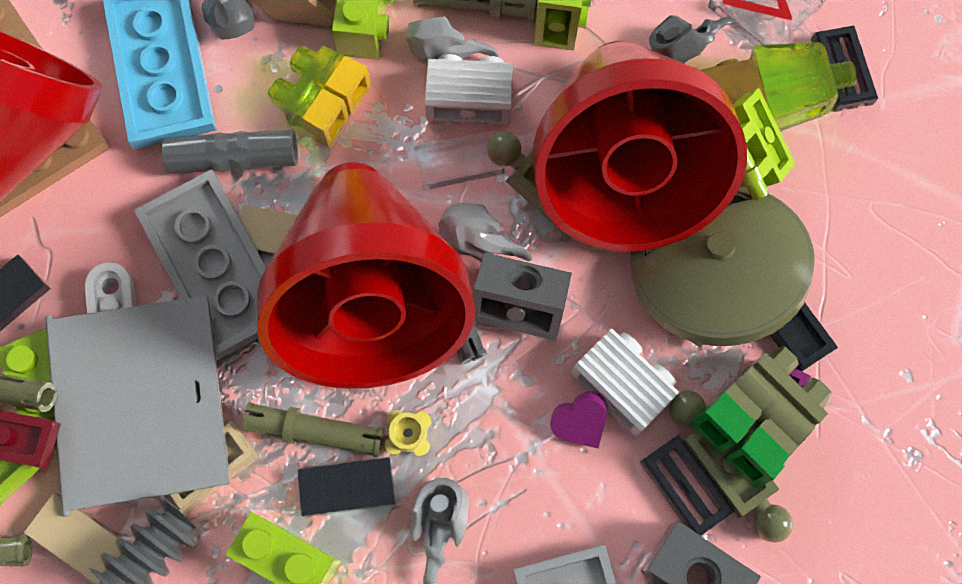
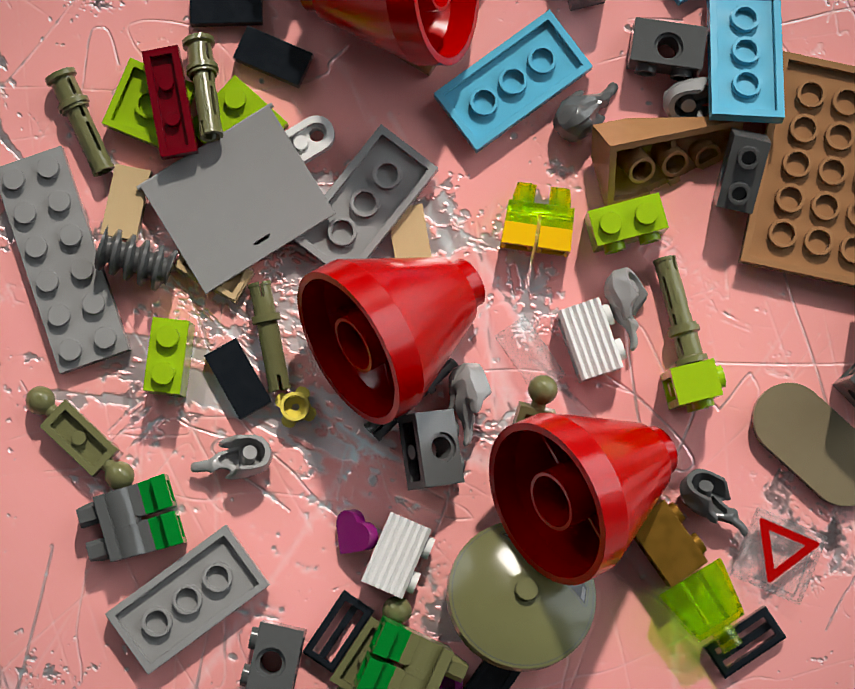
camera: 70 degrees right, 10 degrees up
(230, 151) = (460, 174): dark grey axle -> none
(766, 150) = (634, 594): lime plate -> none

